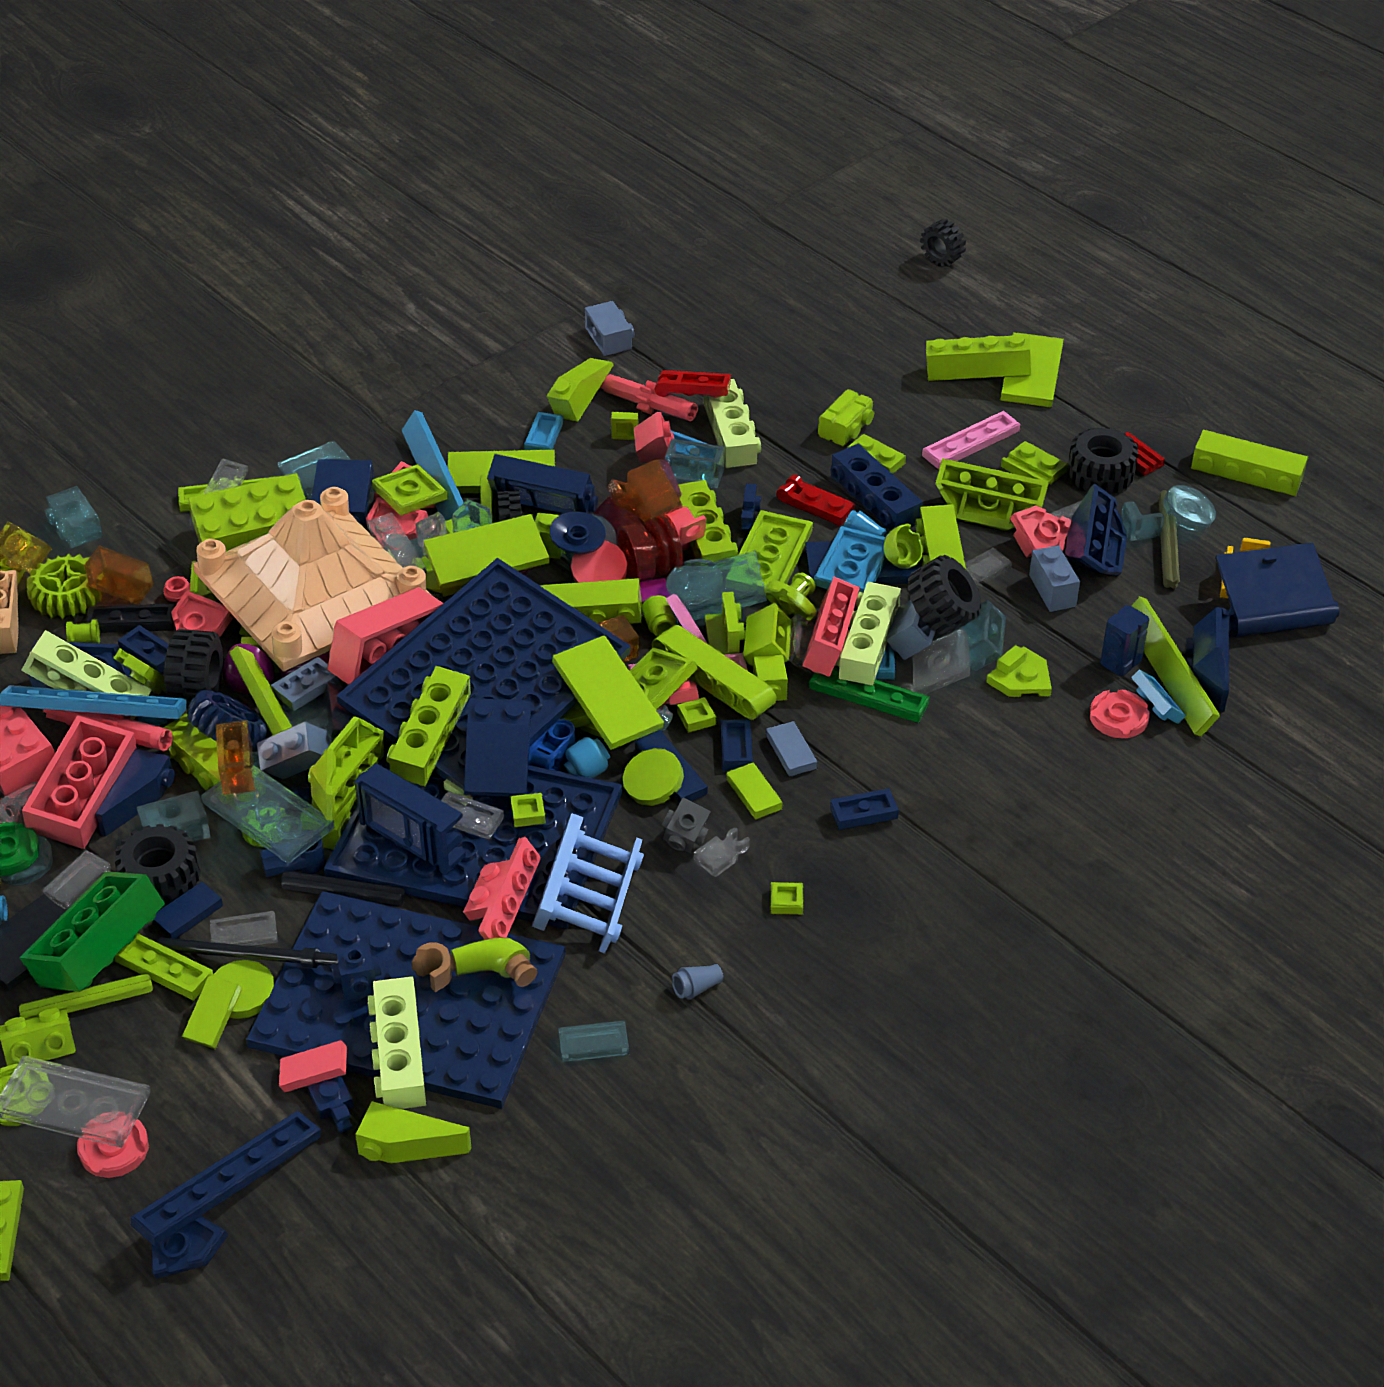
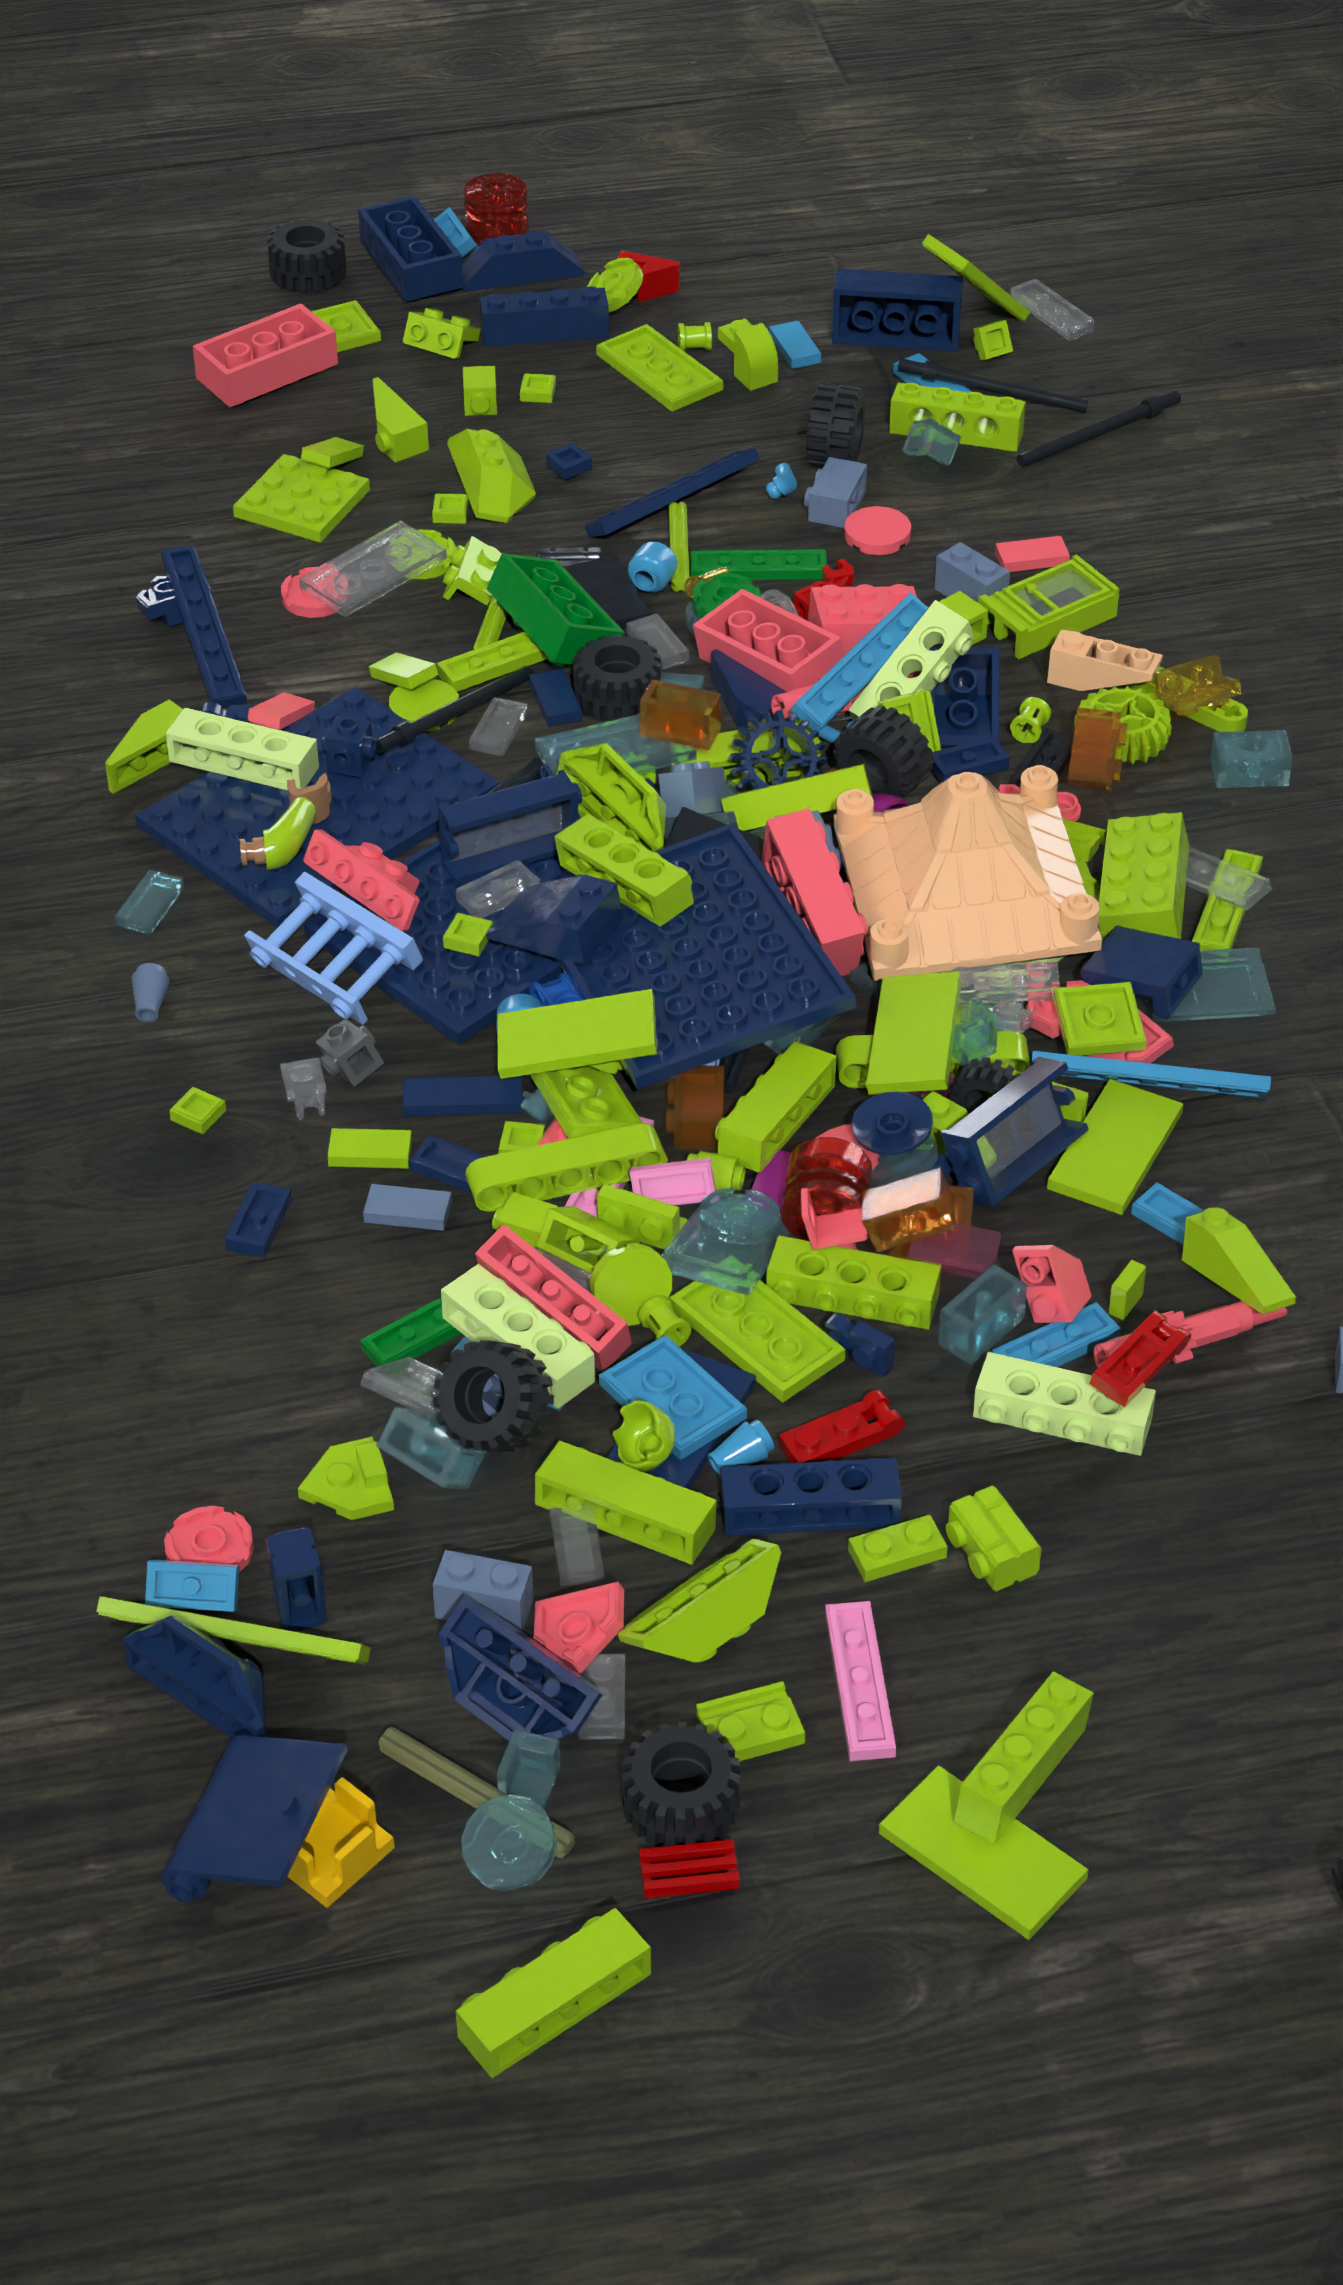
camera: 120 degrees right, 0 degrees up
(653, 776) = (449, 1062): lime tile -> none

